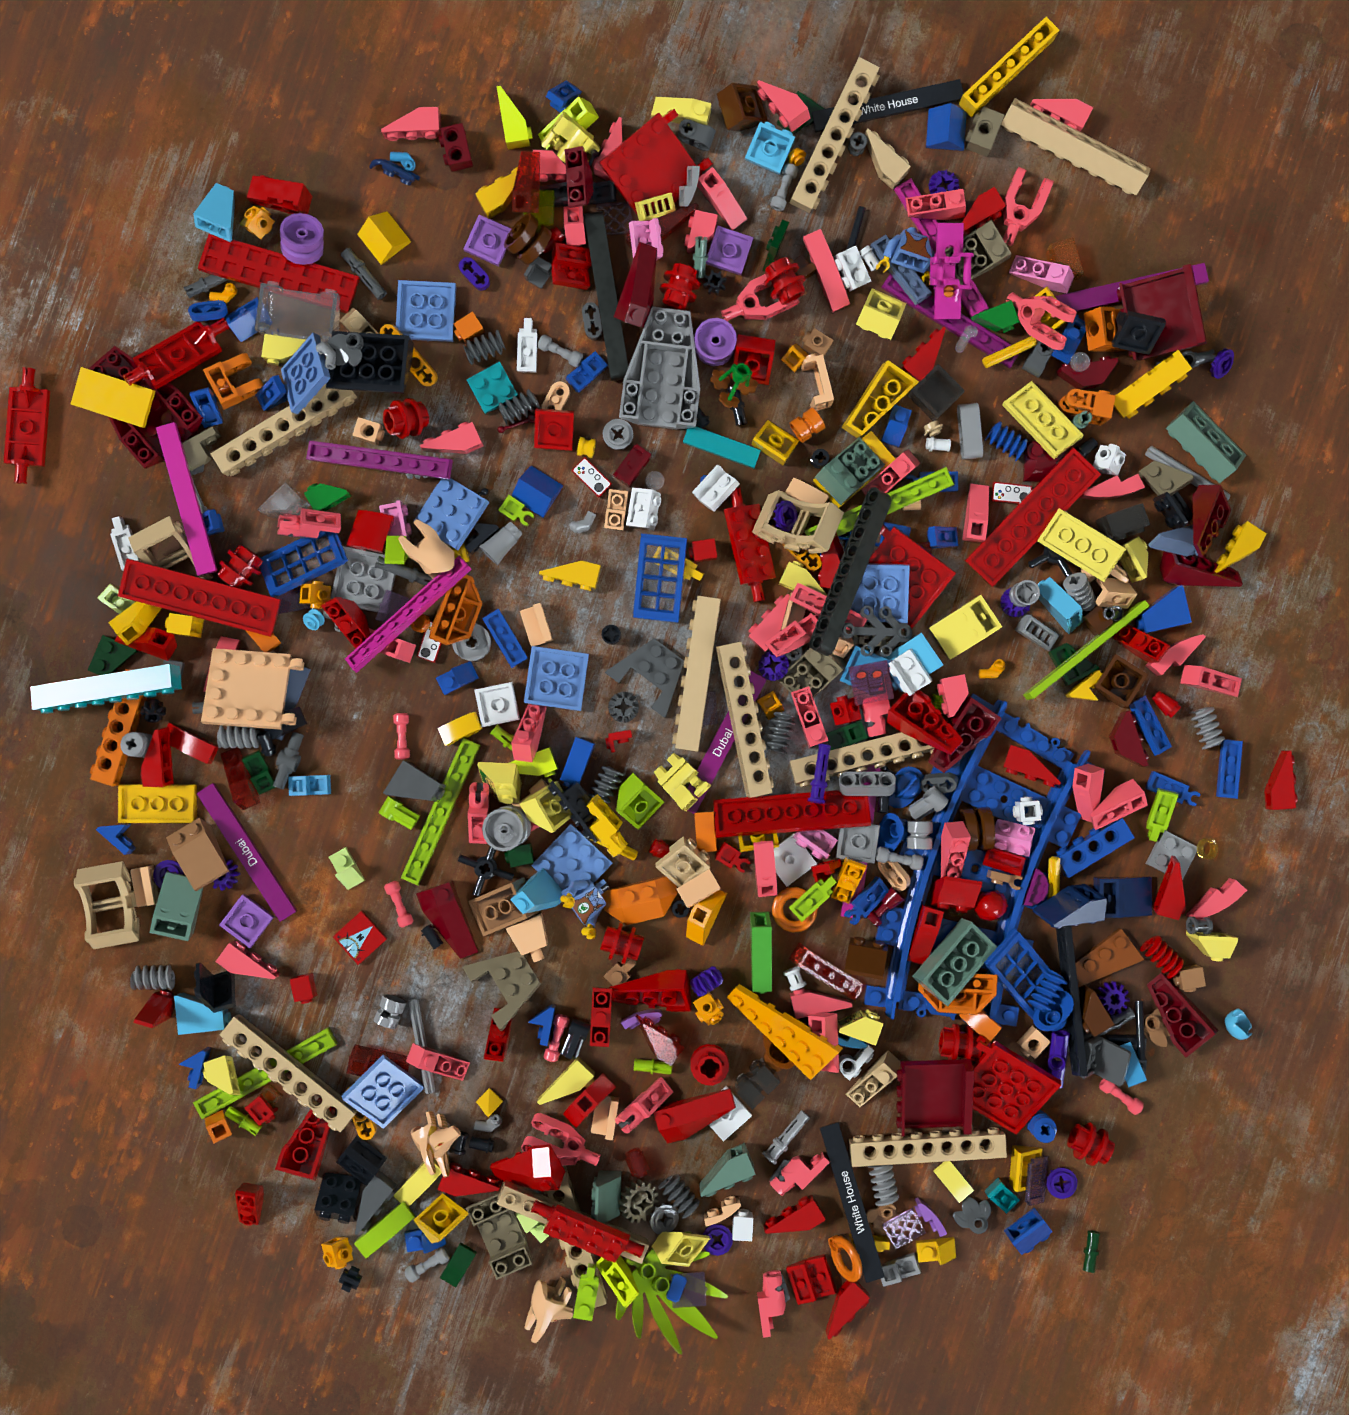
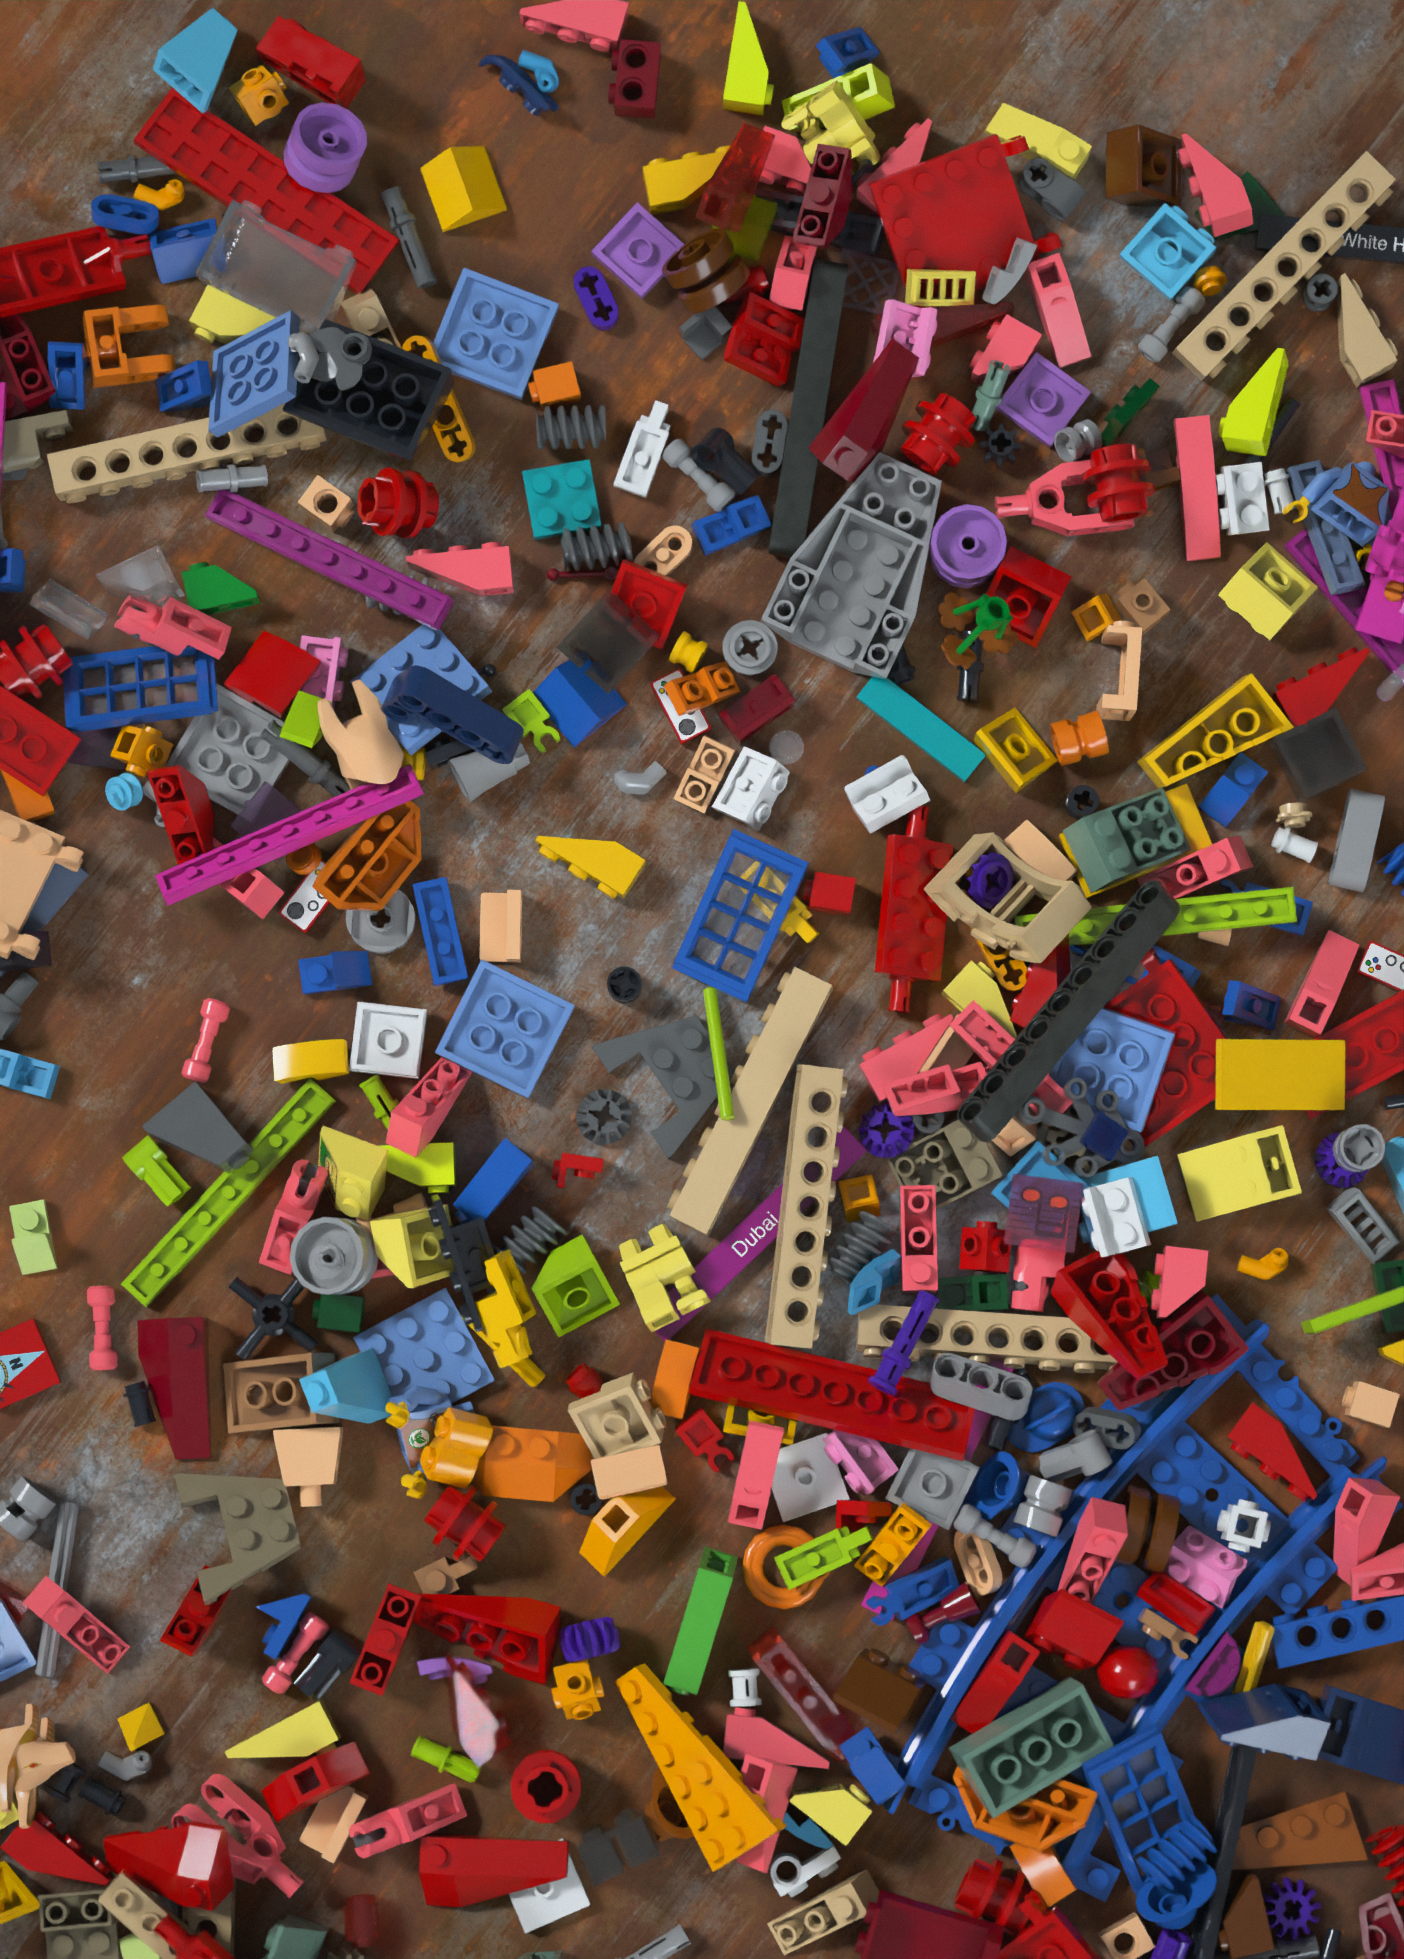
camera: 20 degrees right, 5 degrees down
(251, 532) = (68, 609): none -> clear plate
(313, 434) = (231, 478): none -> light grey pin
(472, 519) = (454, 711): none -> dark blue beam
(542, 453) = (610, 639): none -> clear smoke piece
(567, 336) = (717, 453): none -> black piece
(599, 464) = (702, 688): none -> orange slope
(604, 906) = (456, 1448): none -> light orange brick
(672, 654) = (718, 1054): none -> lime bar
(755, 266) = (1076, 441): none -> light grey wheel
(792, 746) = (873, 1278): none -> dark azure slope
(842, 220) = (1255, 408): none -> neon yellow slope
(874, 997) = (872, 1766): none -> blue slope
(890, 631) = (1104, 1136): none -> clear blue plate
(971, 568) = (1280, 1074): none -> yellow tile
(1071, 724) = (1370, 1404): none -> light nougat brick

